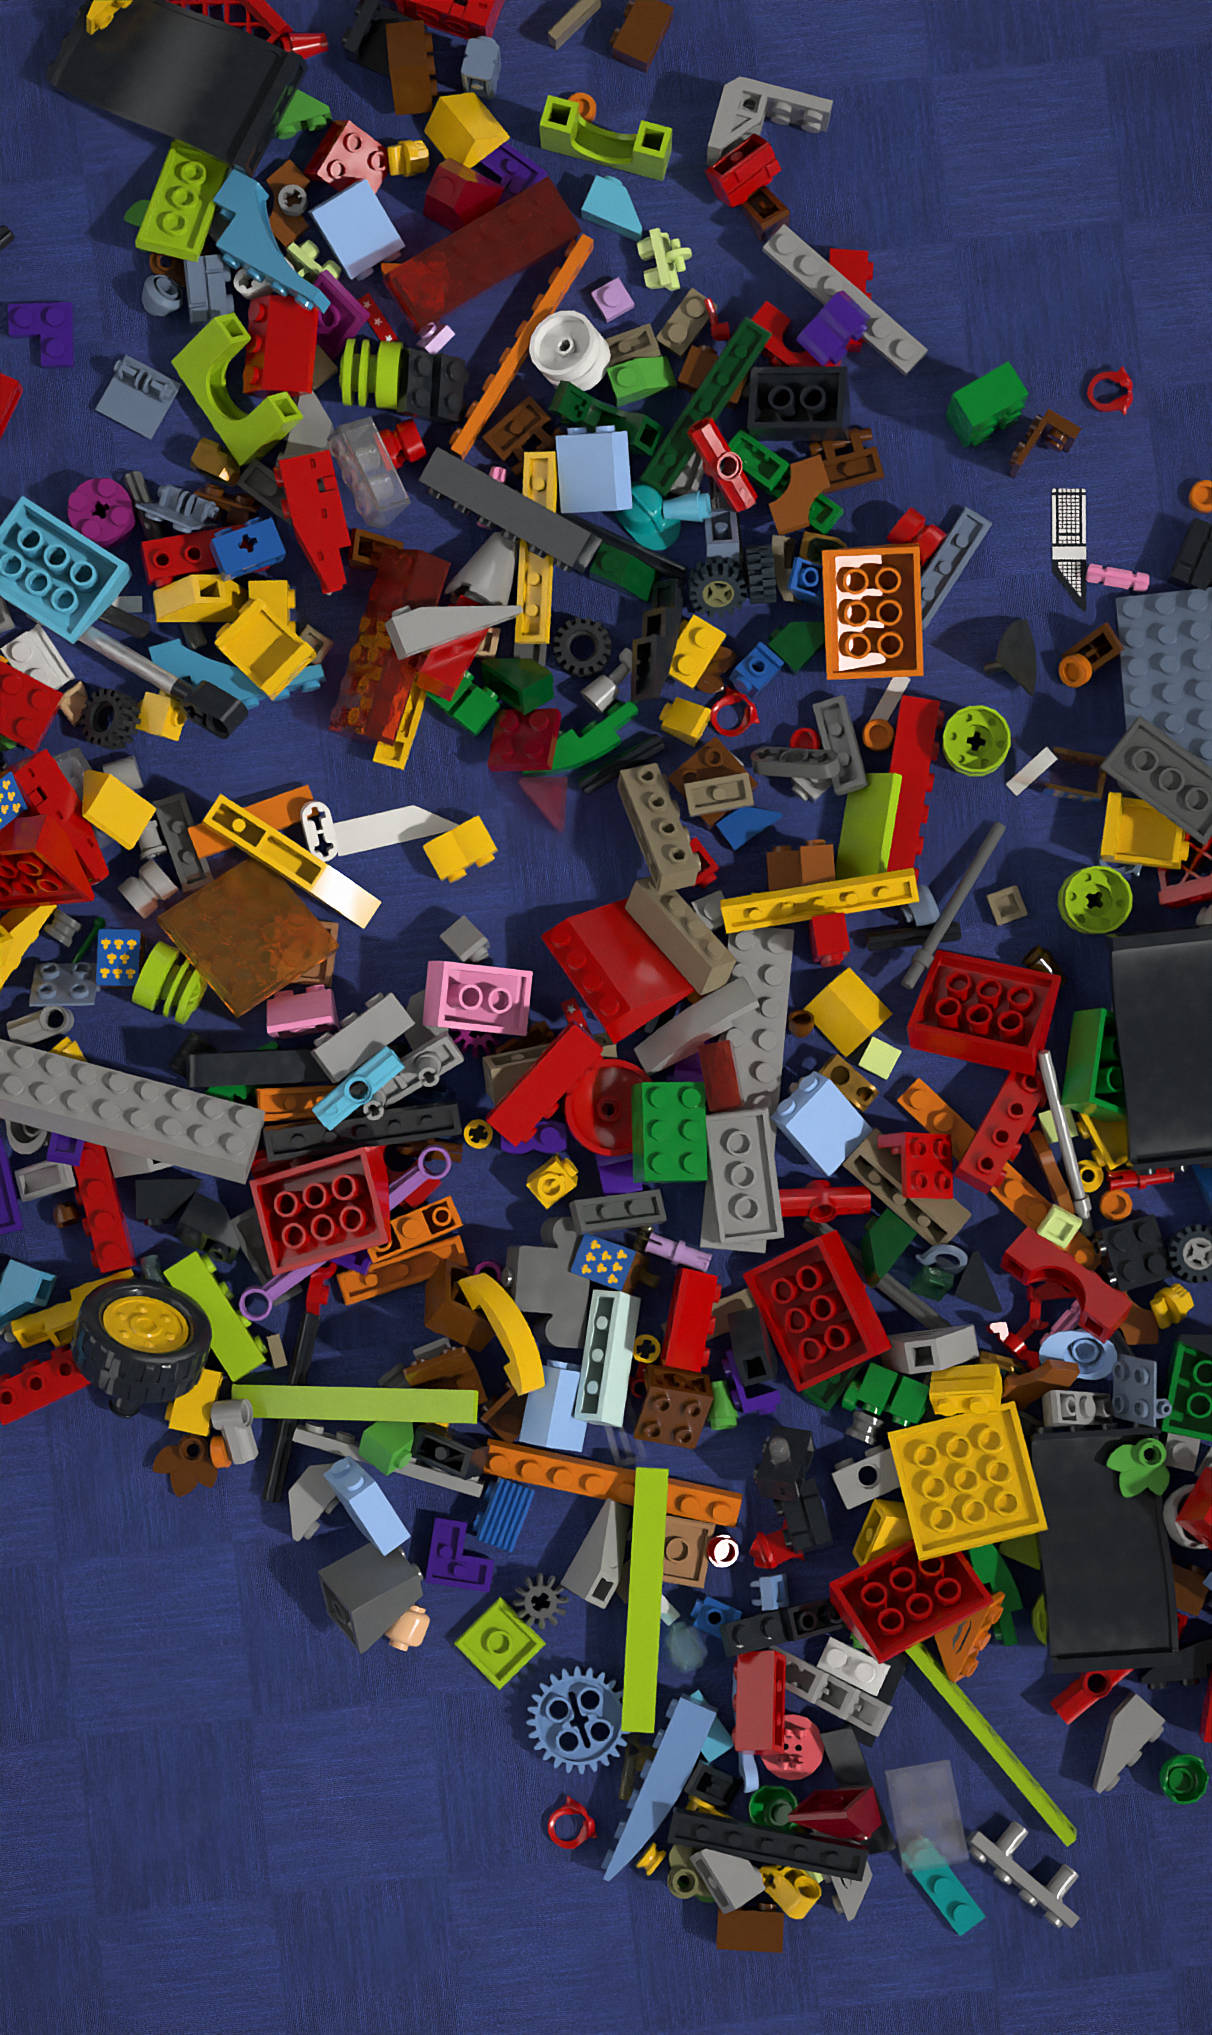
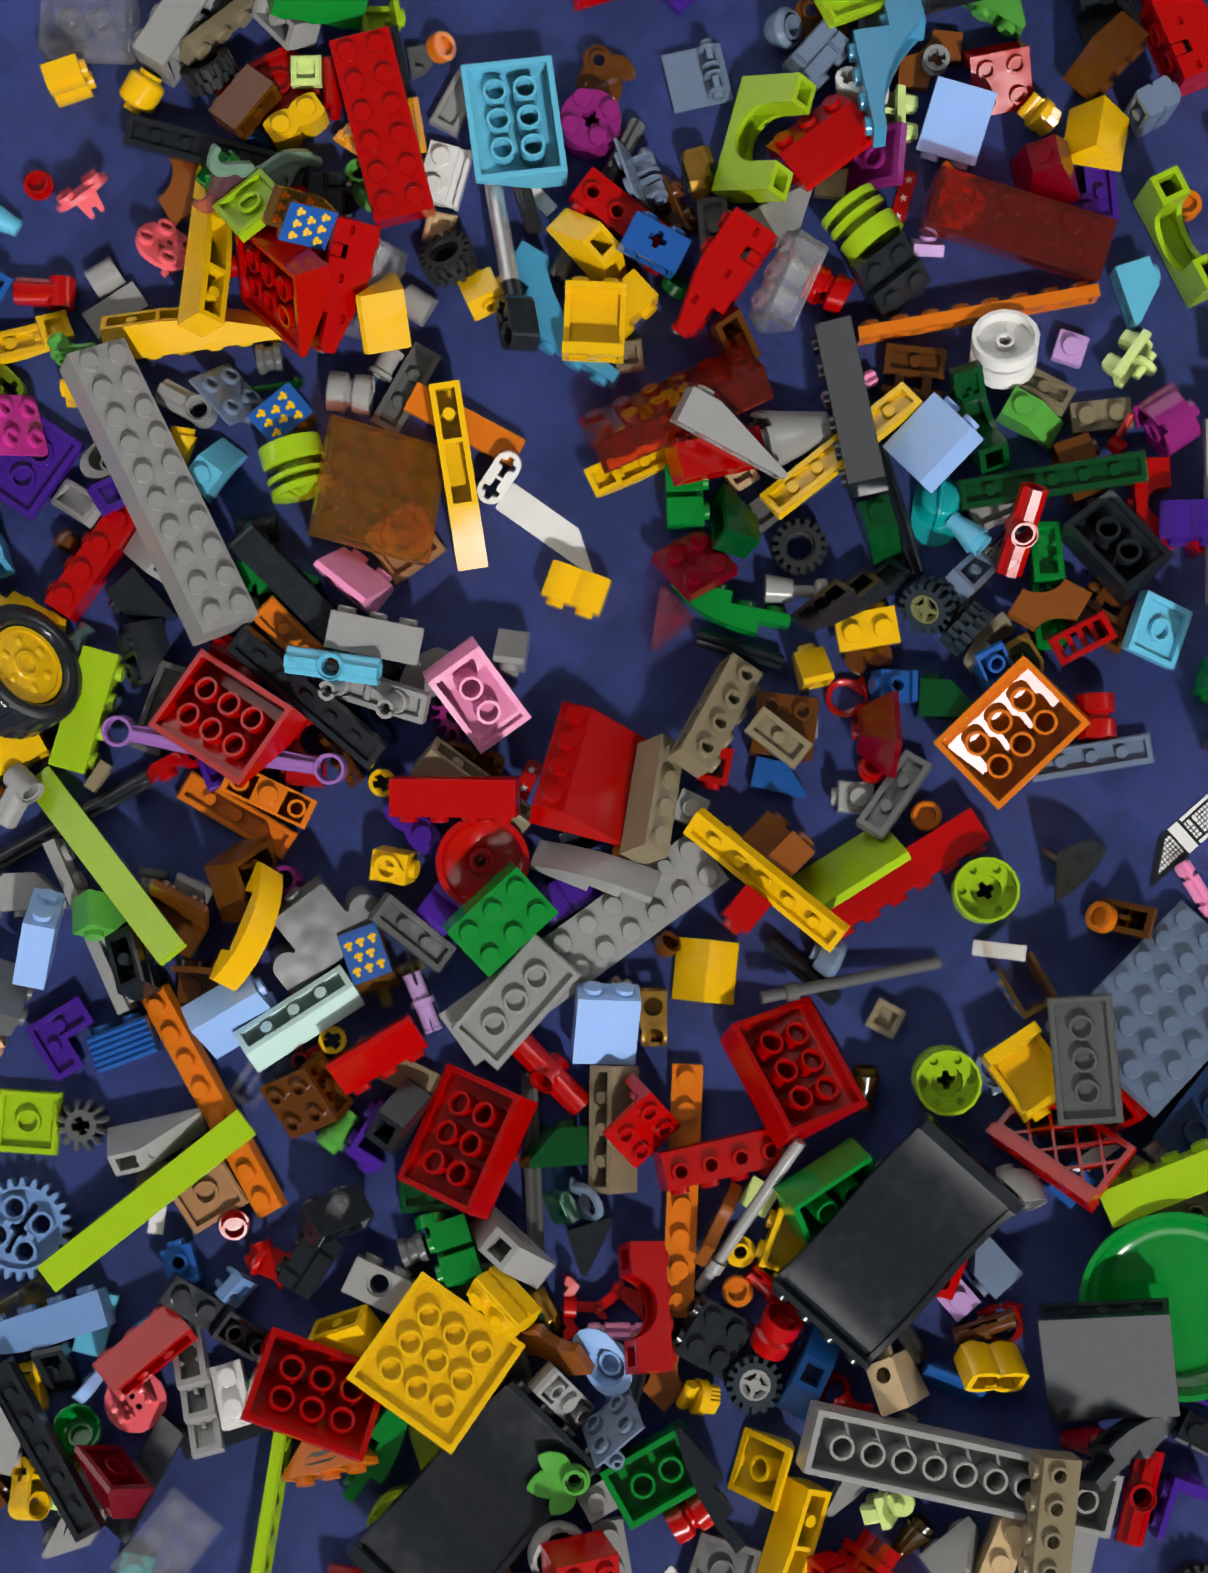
camera: 45 degrees right, 0 degrees up
(74, 467) = (607, 76): none -> reddish brown plate
(112, 1044) = (215, 468): none -> medium azure slope
(293, 561) = (675, 286): none -> green tile
(684, 1647) = (139, 1258): clear light blue head -> none
(721, 1076) = (573, 920): clear red brick -> none
(737, 276) = (1167, 420): none -> magenta brick
(783, 713) = (879, 733): none -> dark red slope
(795, 762) = (852, 773): dark grey beam -> none
(851, 464) = (1106, 625): none -> red slope
(879, 1058) = (692, 1024): yellowish green tile -> none
(890, 698) = (961, 801): white sticker -> none
(891, 430) = (1156, 629): none -> medium azure plate
(1059, 1226) = (684, 1264): yellowish green tile -> none
(1172, 1200) = (776, 1331): none -> red wheel

